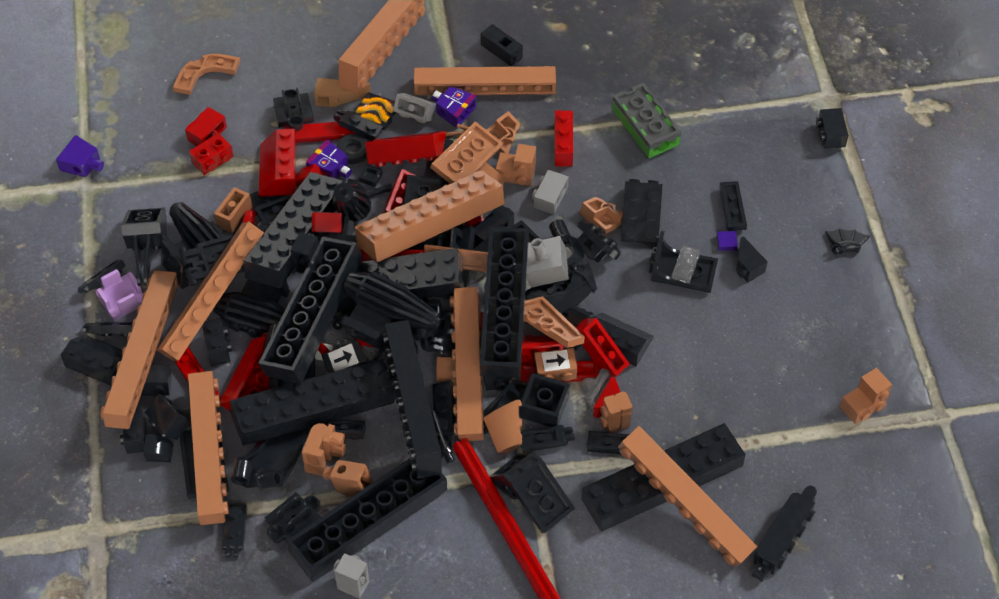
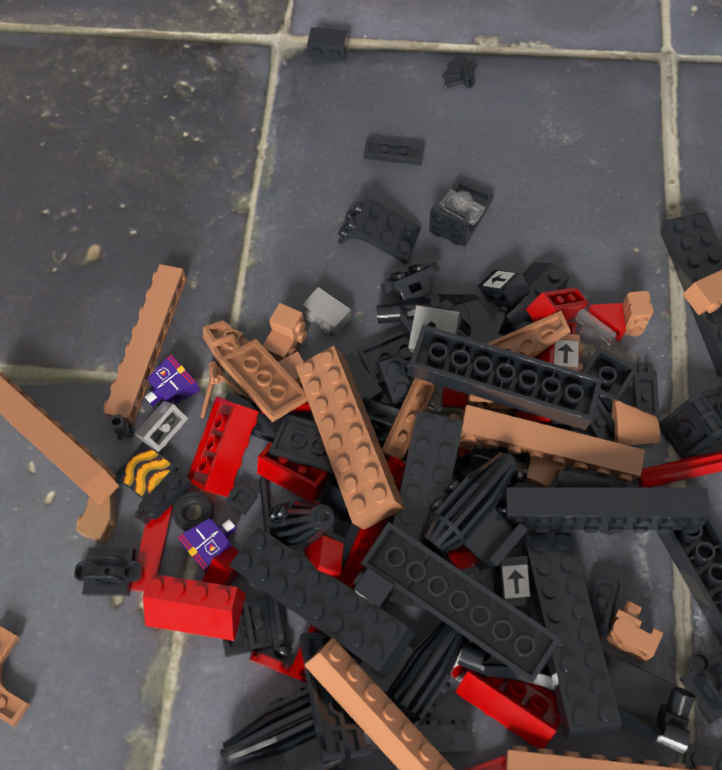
camera: 70 degrees left, 10 degrees up
(205, 126) = (98, 692): red brick -> none
(211, 154) = (144, 692): red brick -> none
(232, 210) = (249, 678): nougat brick -> none
(348, 477) = (683, 603): nougat torso -> none
(405, 80) = (120, 426): none -> black bar
(501, 45) = (101, 313): black brick -> none
(563, 138) = (258, 281): red brick -> none
(601, 214) = (369, 270): nougat slope -> none
(605, 442) = (659, 326): black tile -> none
(610, 308) = (504, 287): none -> black brick
(646, 120) = (263, 197): dark grey piece -> none
(727, 240) = (433, 168): dark purple tile -> none
(749, 261) = (465, 155): black slope -> none
(868, 397) = (648, 101): nougat brick -> none

